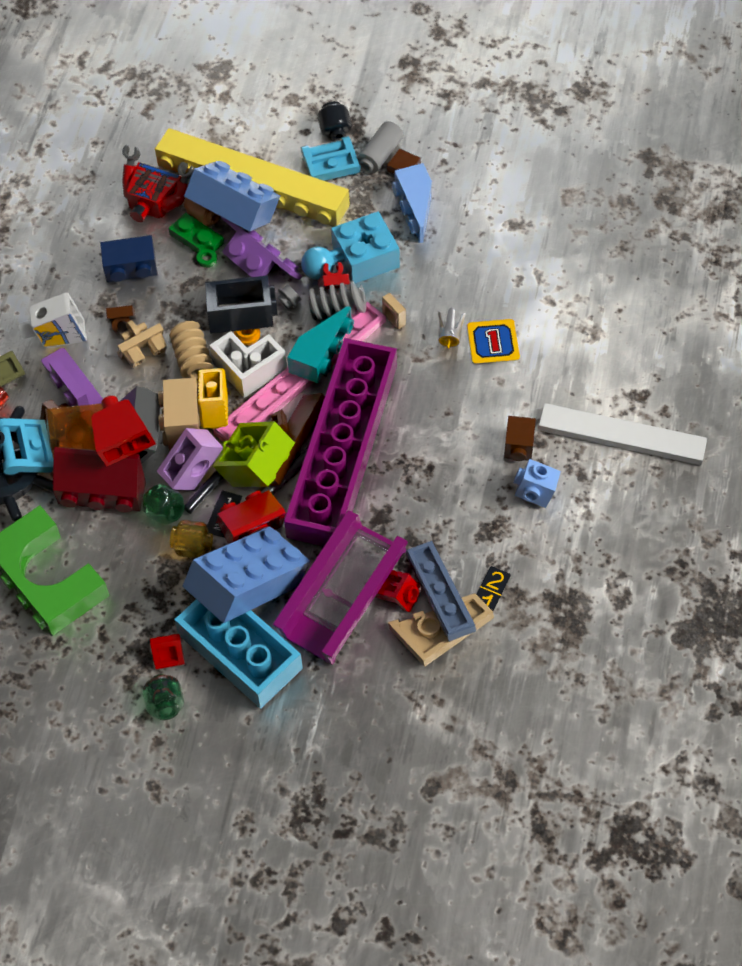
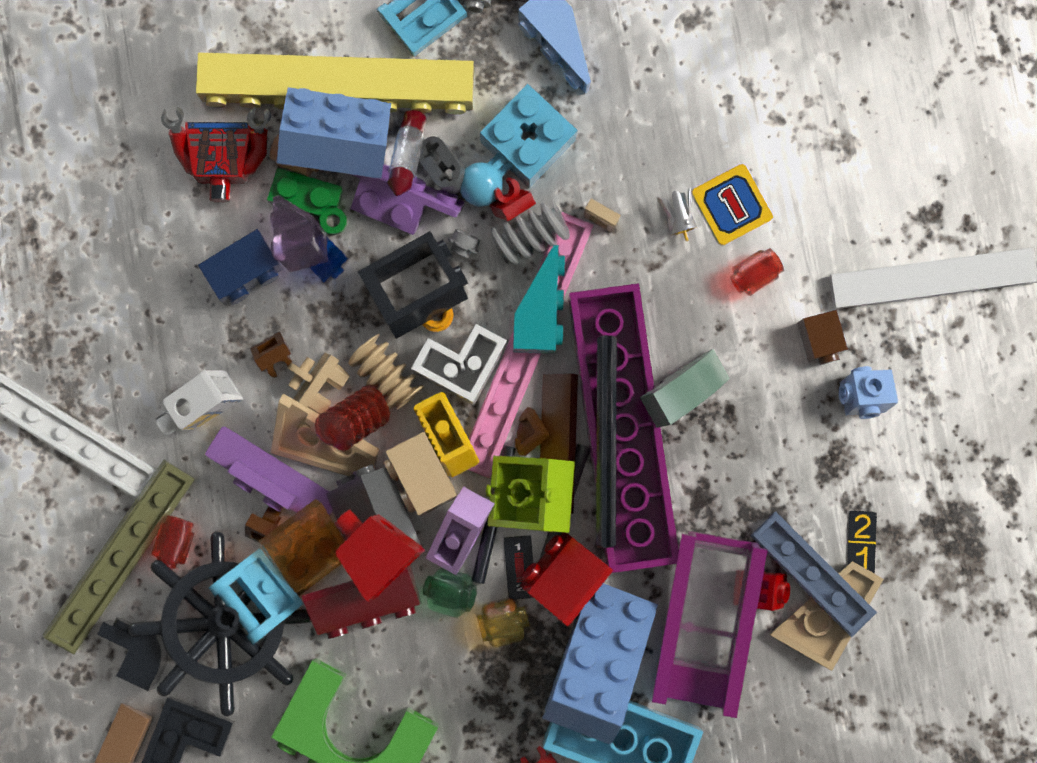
camera: 30 degrees left, 25 degrees up
(117, 369) = (297, 440): none -> tan wing
(152, 359) = (353, 418): none -> clear red piece
(174, 248) = (297, 237): none -> clear purple slope
(187, 271) = (333, 267): none -> clear blue tile
(276, 226) = (406, 152): none -> piece
(296, 243) = (447, 160): none -> dark grey beam
(322, 434) = (606, 441): none -> black axle
(399, 427) = (685, 389): none -> sand green slope
(489, 382) = (756, 271): none -> clear red brick

